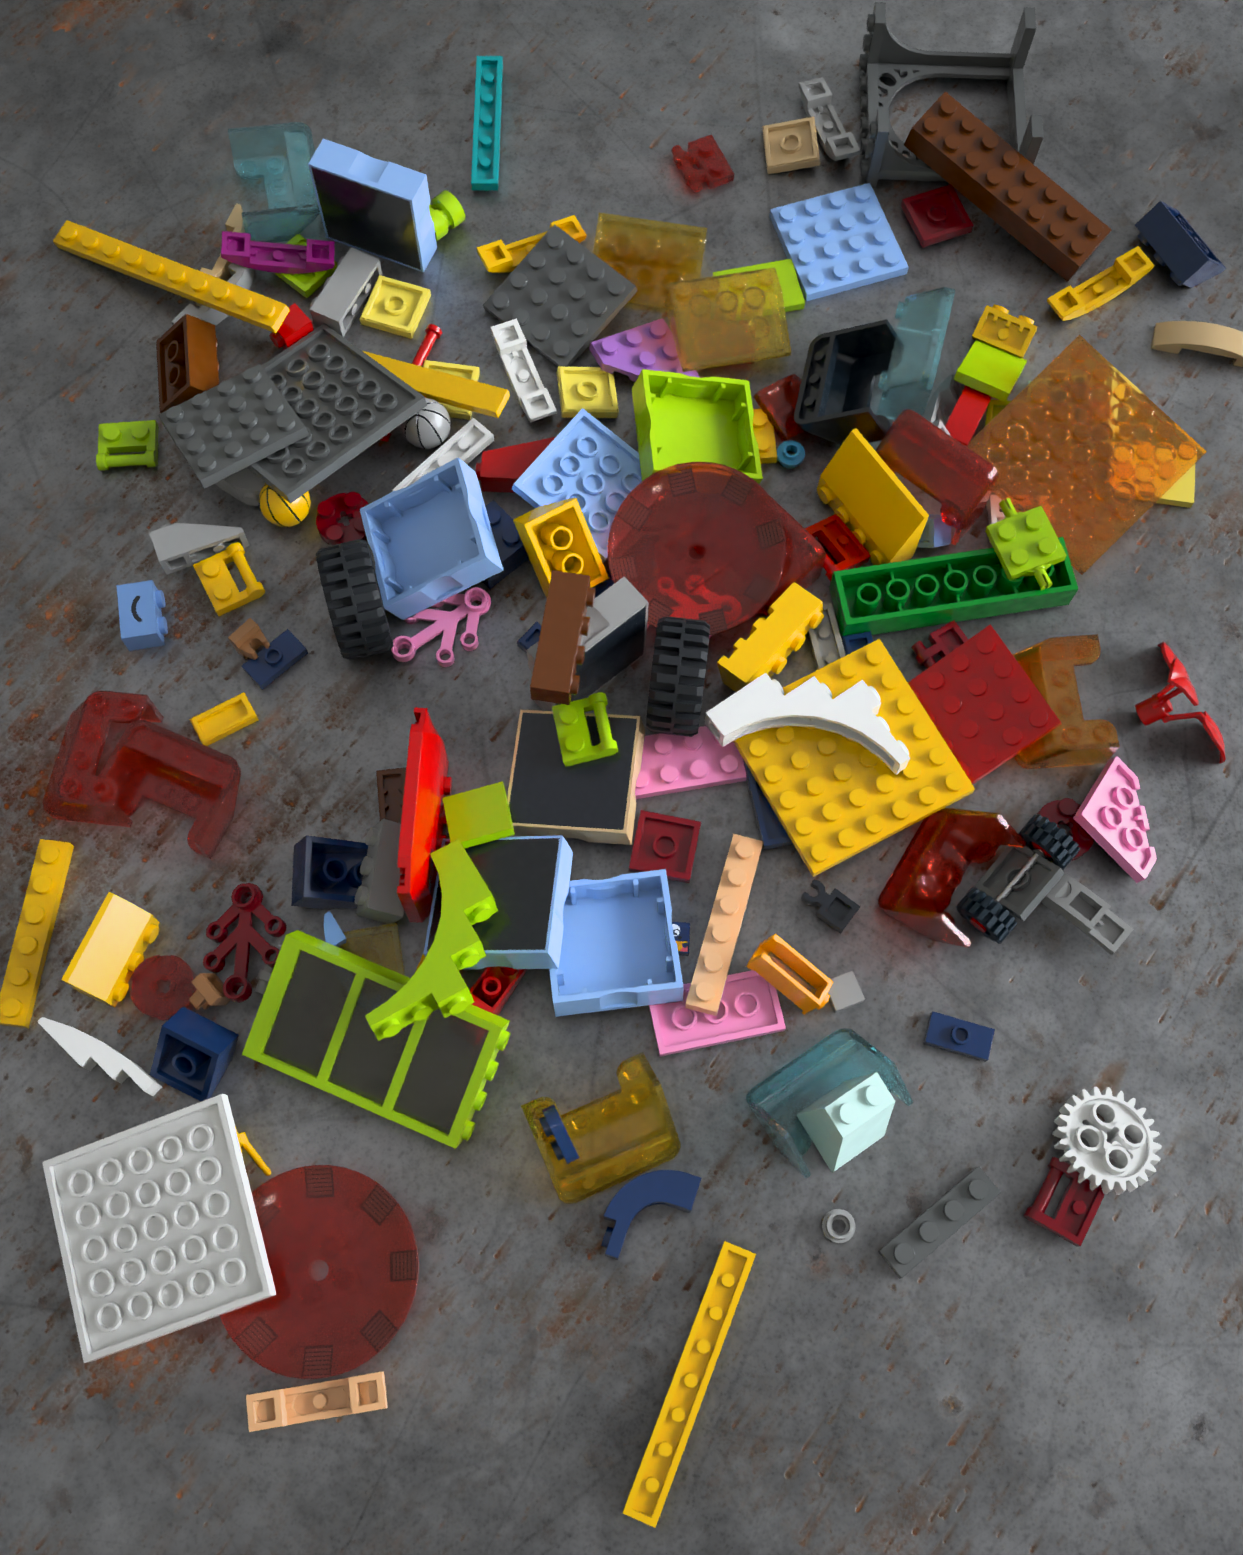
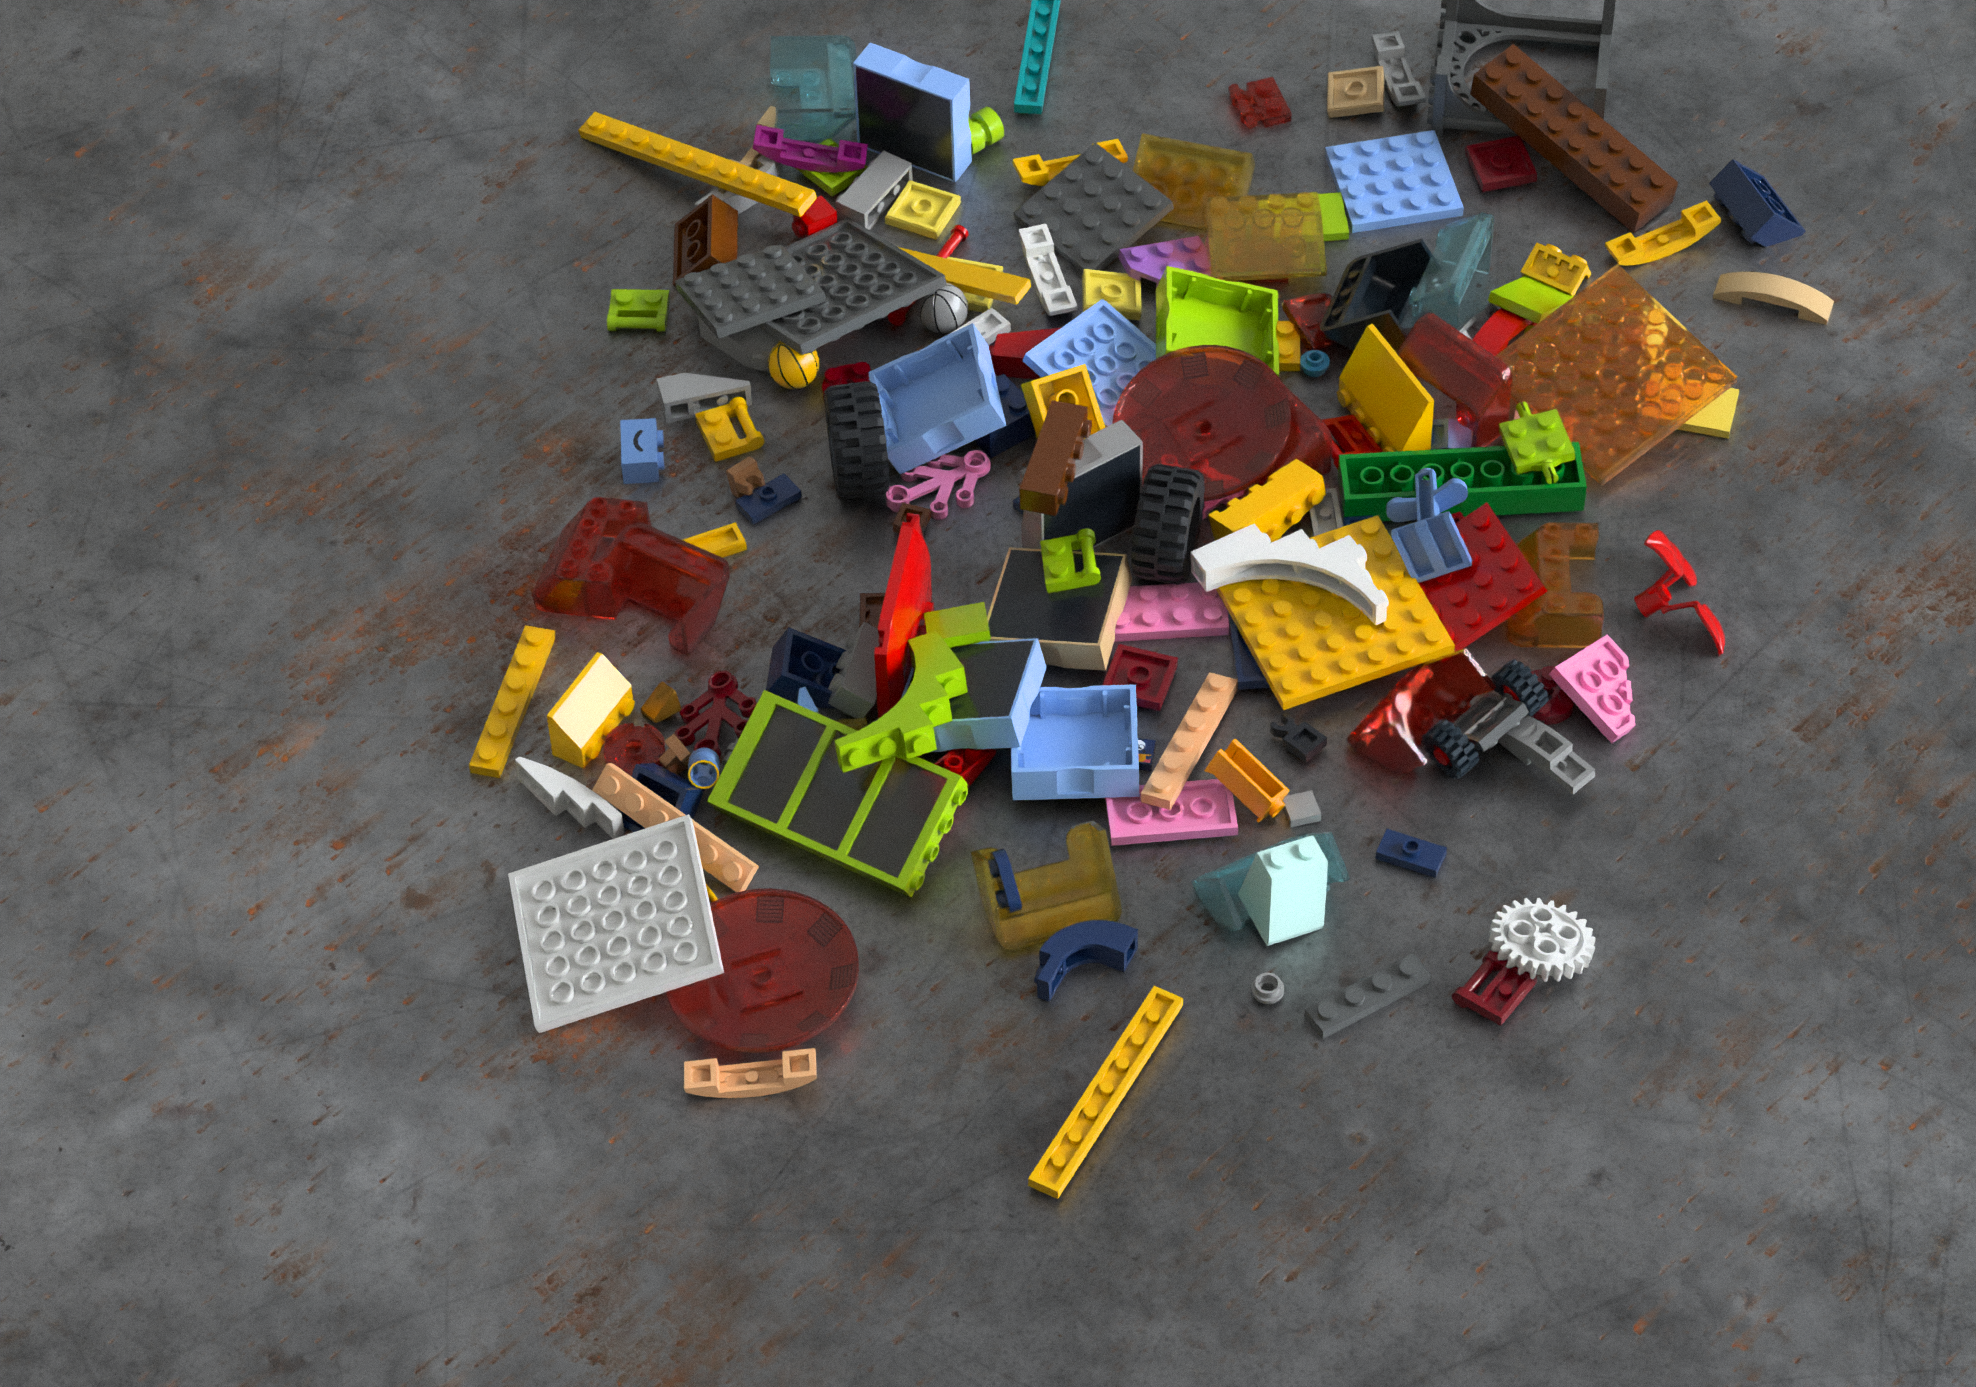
camera: 10 degrees right, 20 degrees down
(185, 926) = (661, 703): none -> pearl gold slope
(201, 1084) = (650, 809): none -> light nougat plate
(234, 1016) = (703, 775): none -> medium blue wheel
(419, 675) = (924, 514): none -> reddish brown plate
(944, 681) = (1433, 542): none -> medium blue piece

